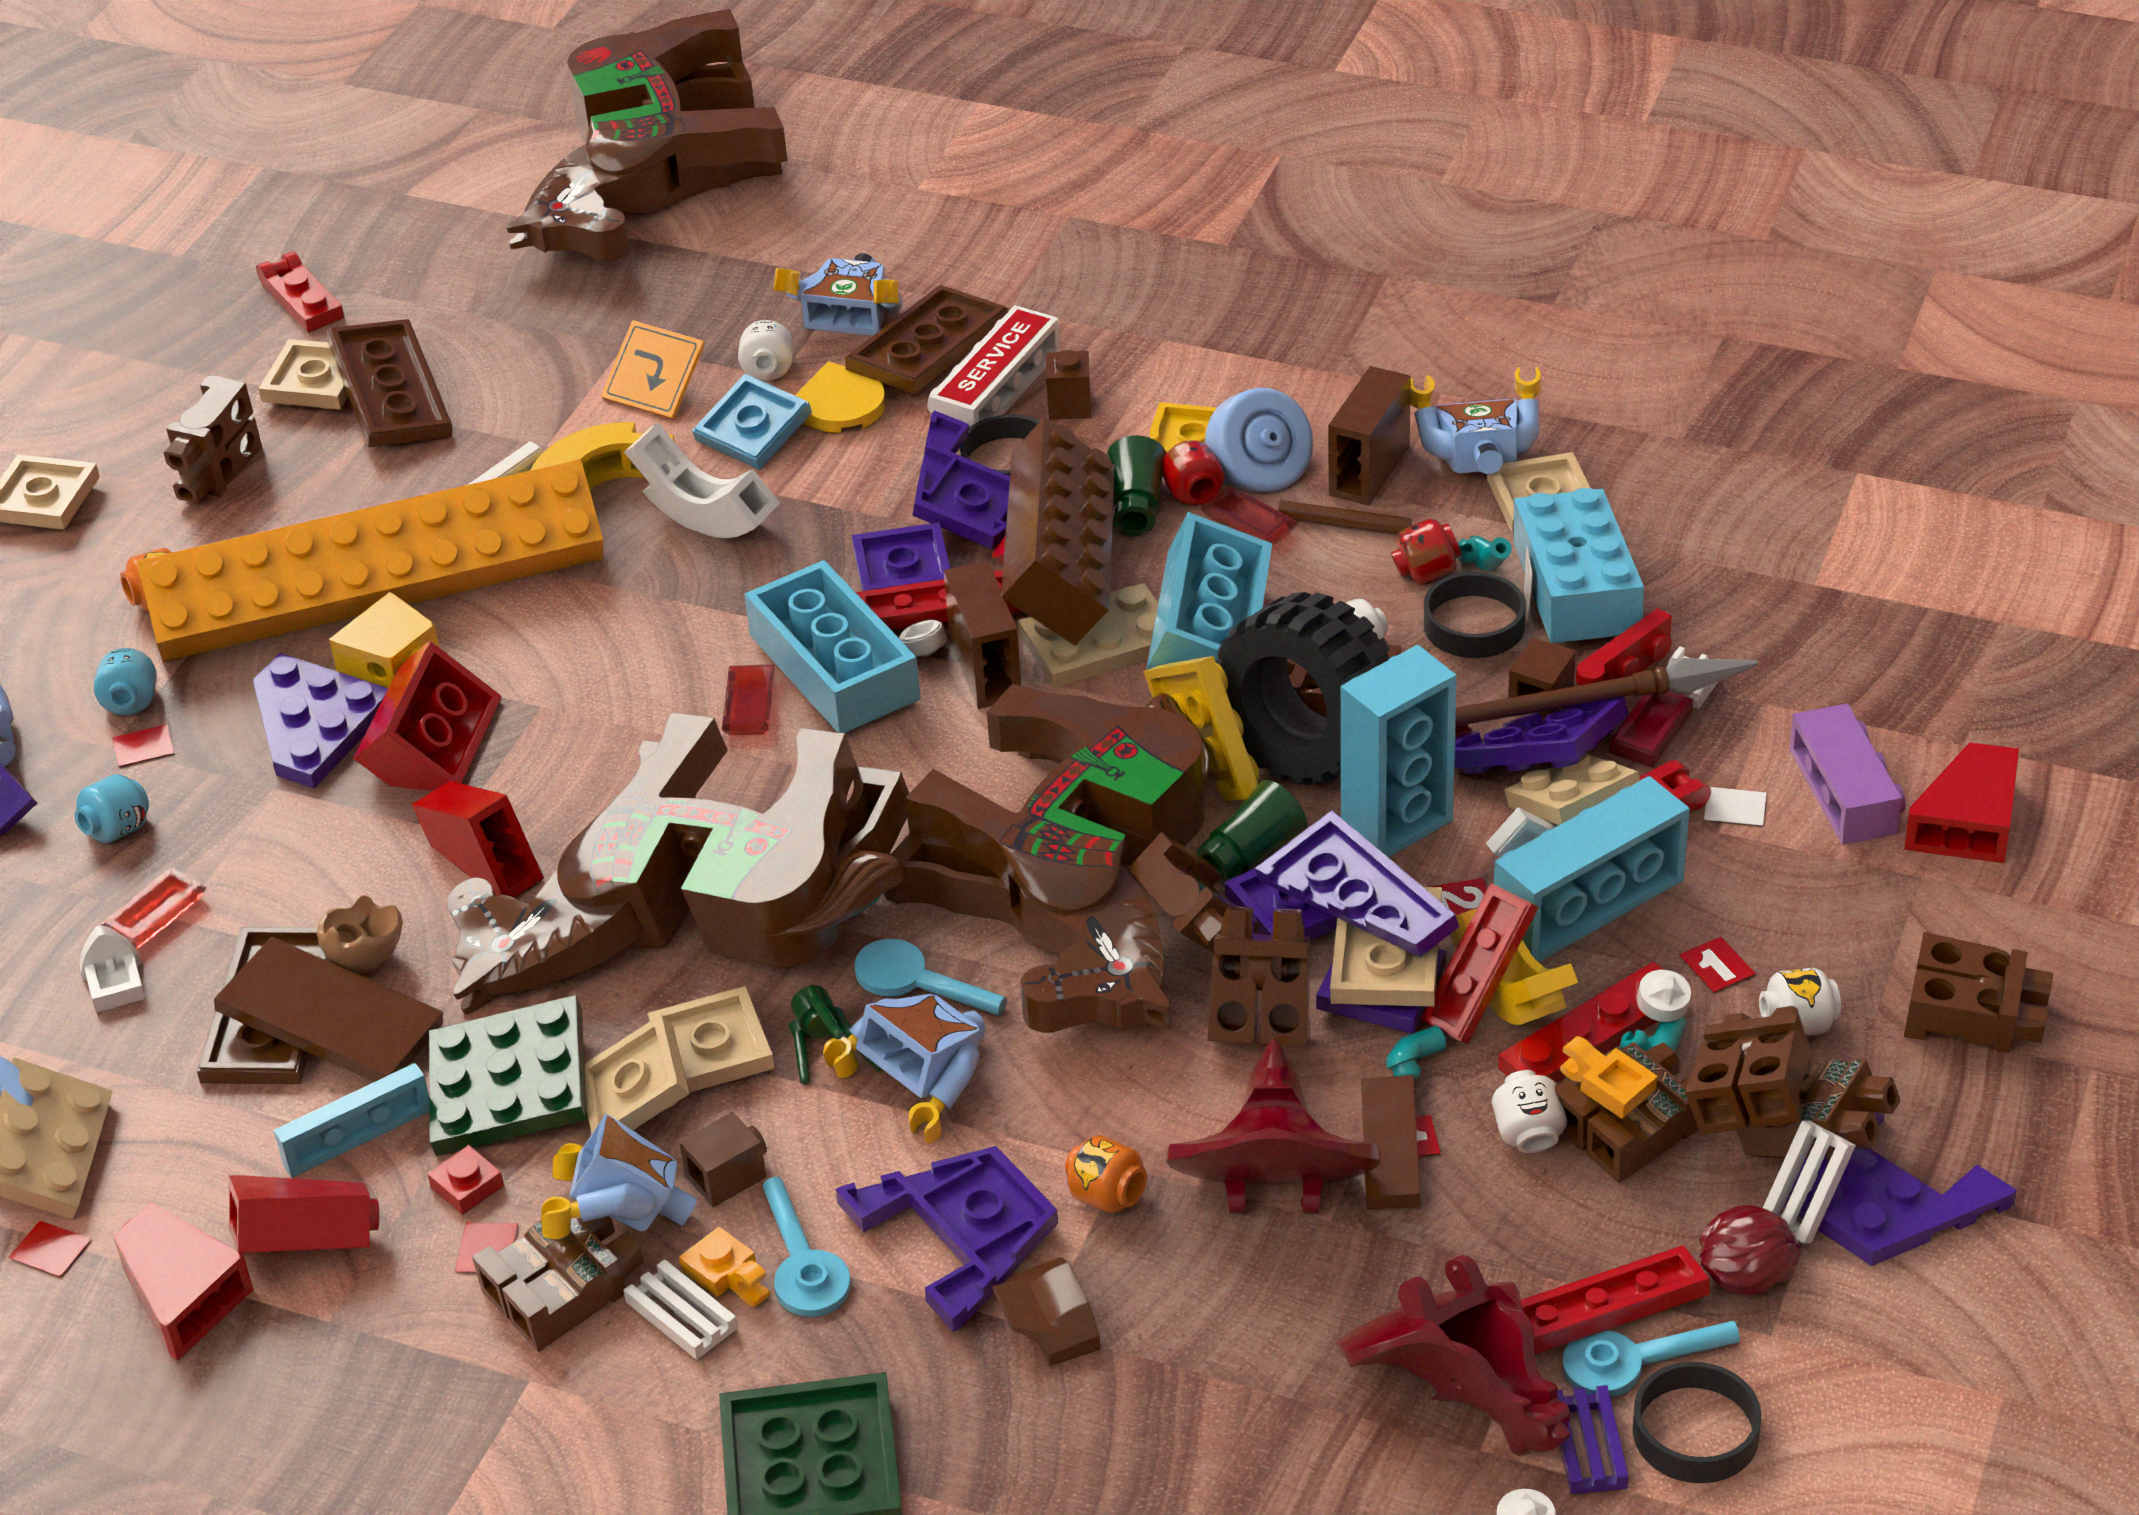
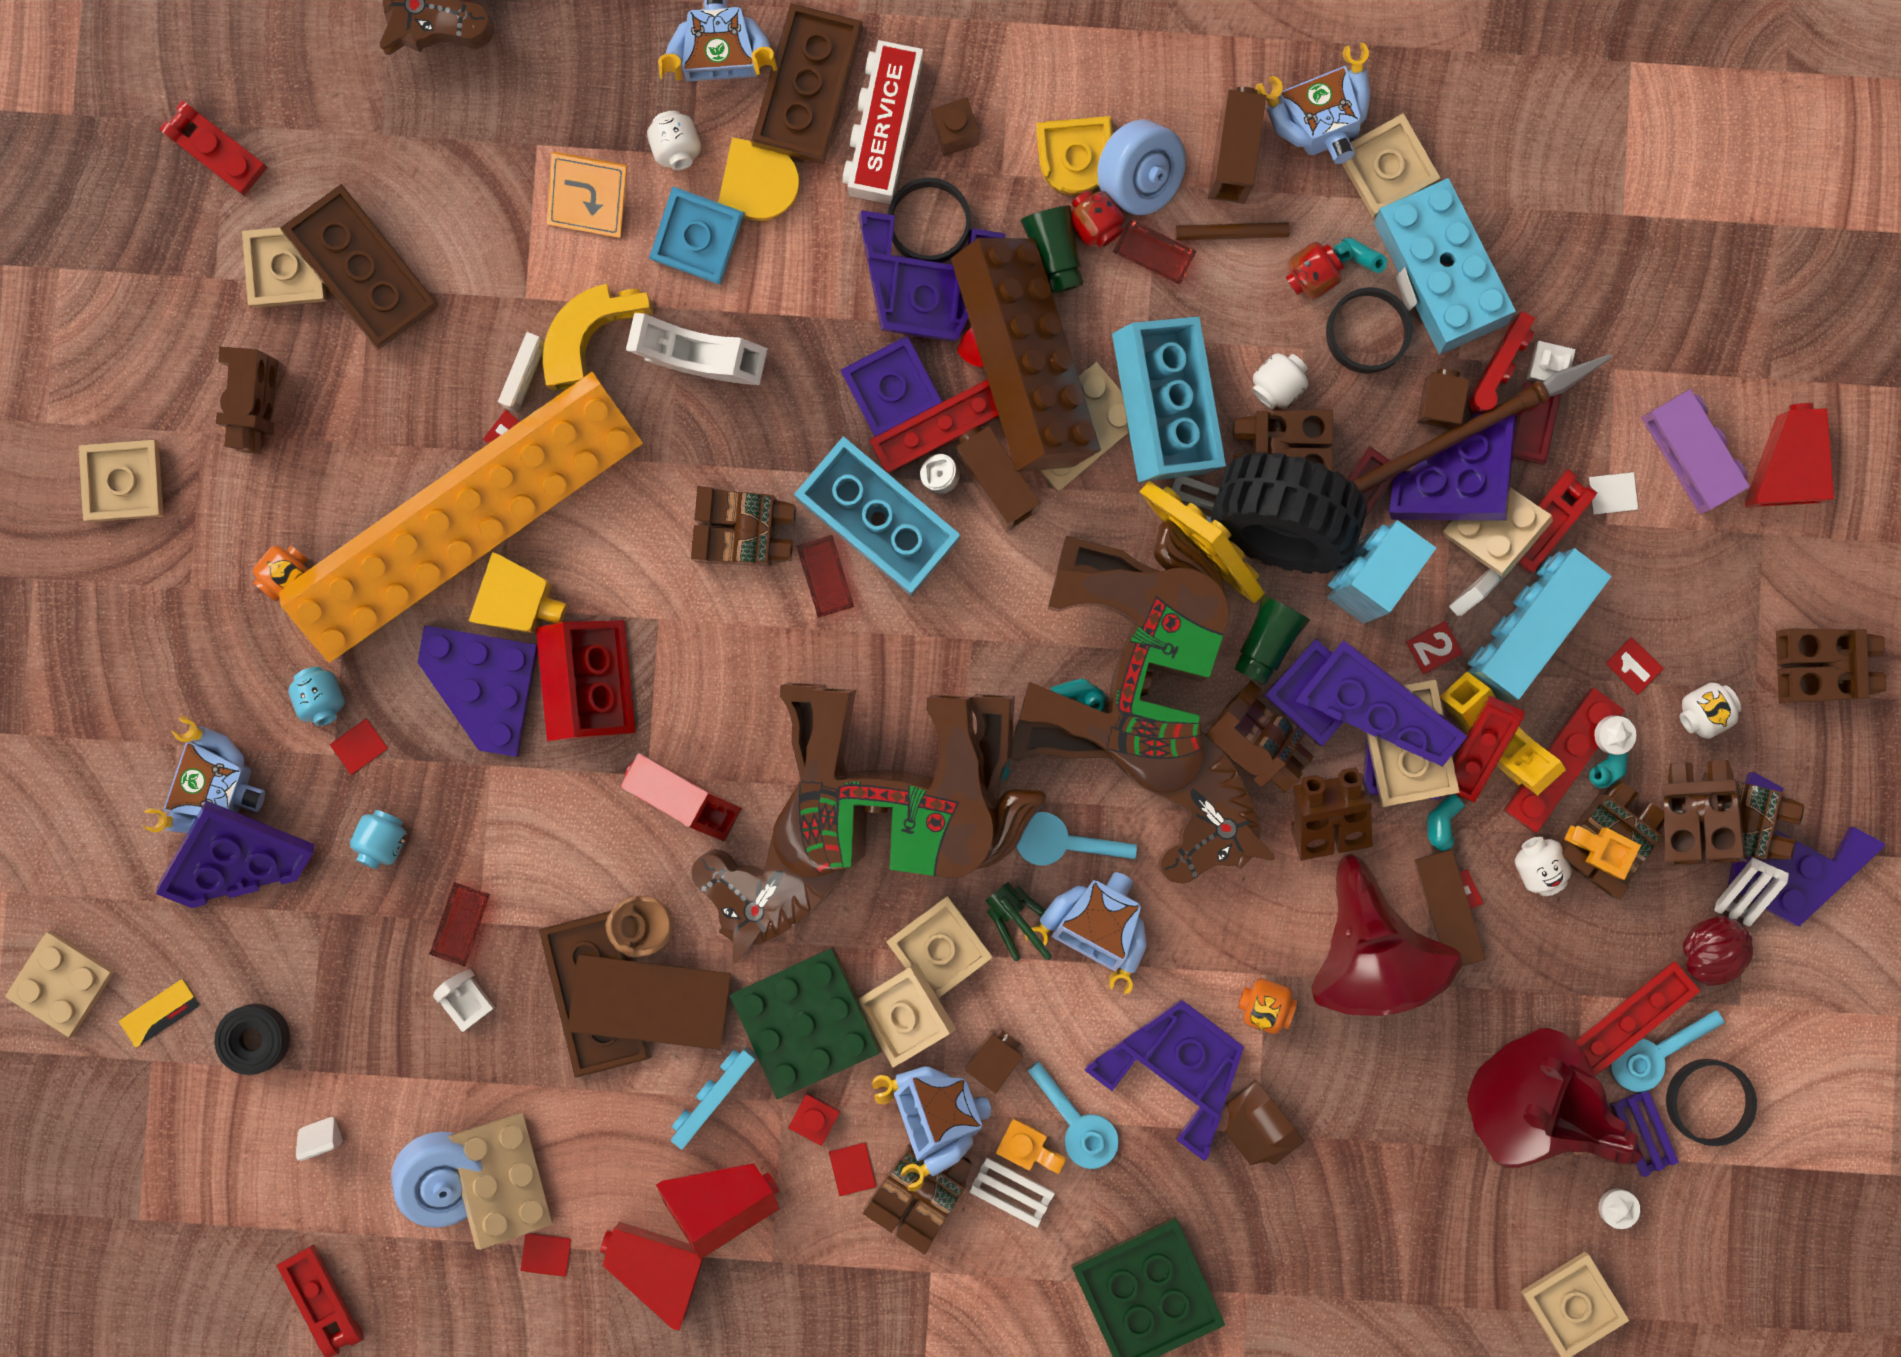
camera: 20 degrees left, 45 degrees up
(671, 637) = (753, 529): none -> reddish brown hips

